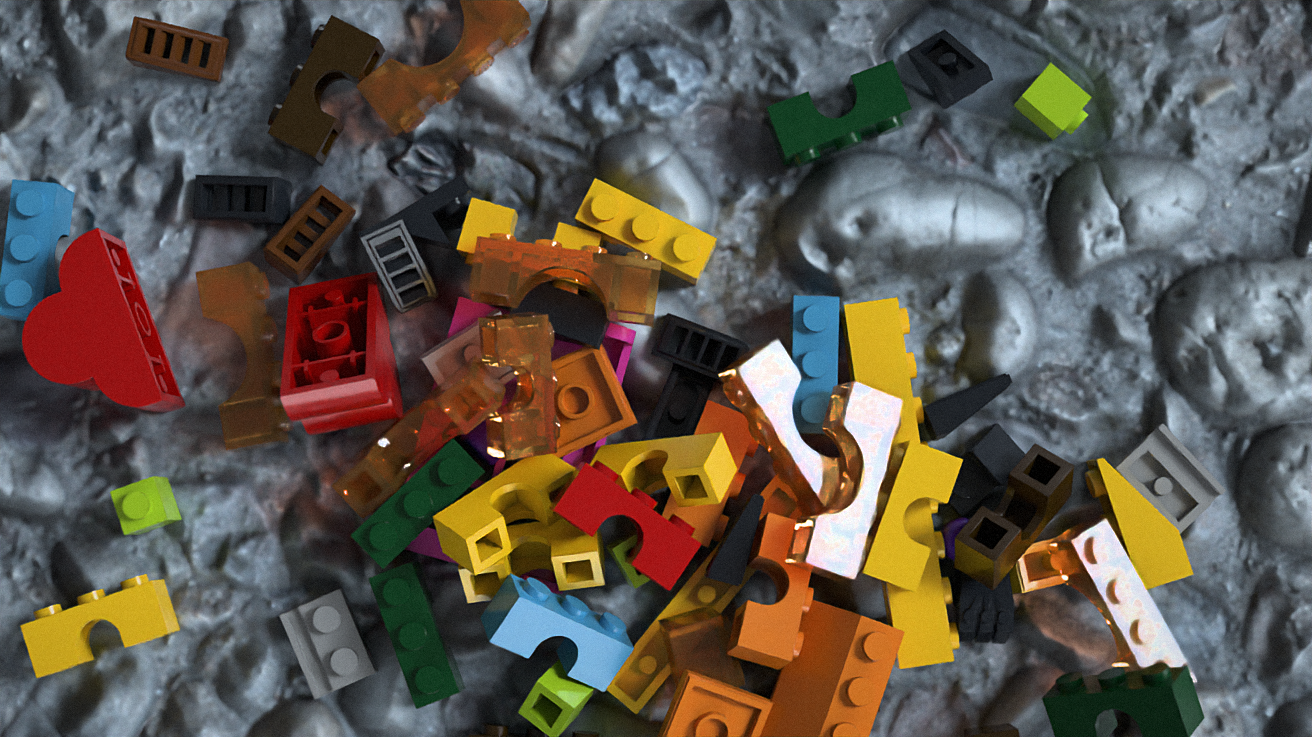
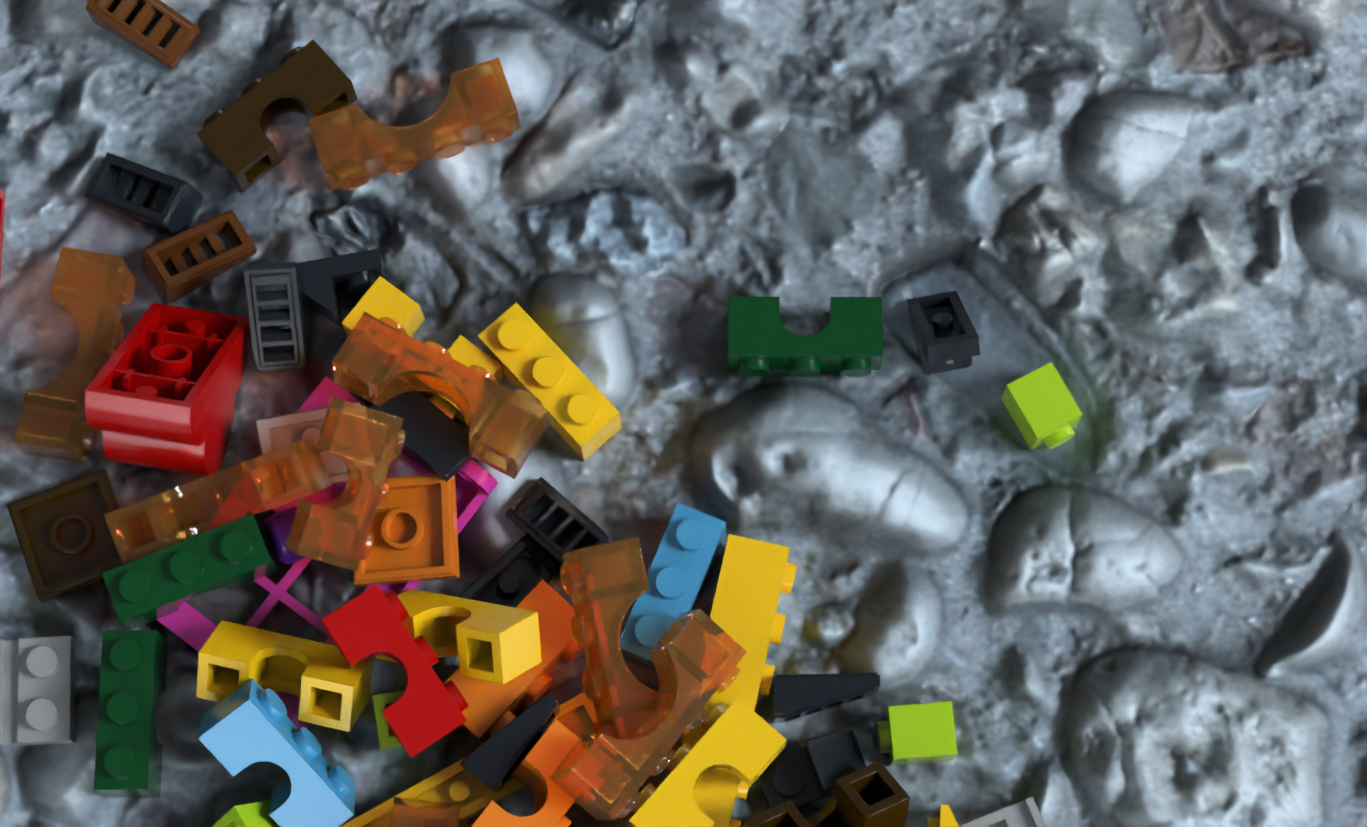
camera: 20 degrees right, 10 degrees down
(301, 506) = (67, 534): none -> dark brown tile
(475, 526) = (238, 613): yellow arch -> none
(1054, 407) = (918, 733): none -> lime brick

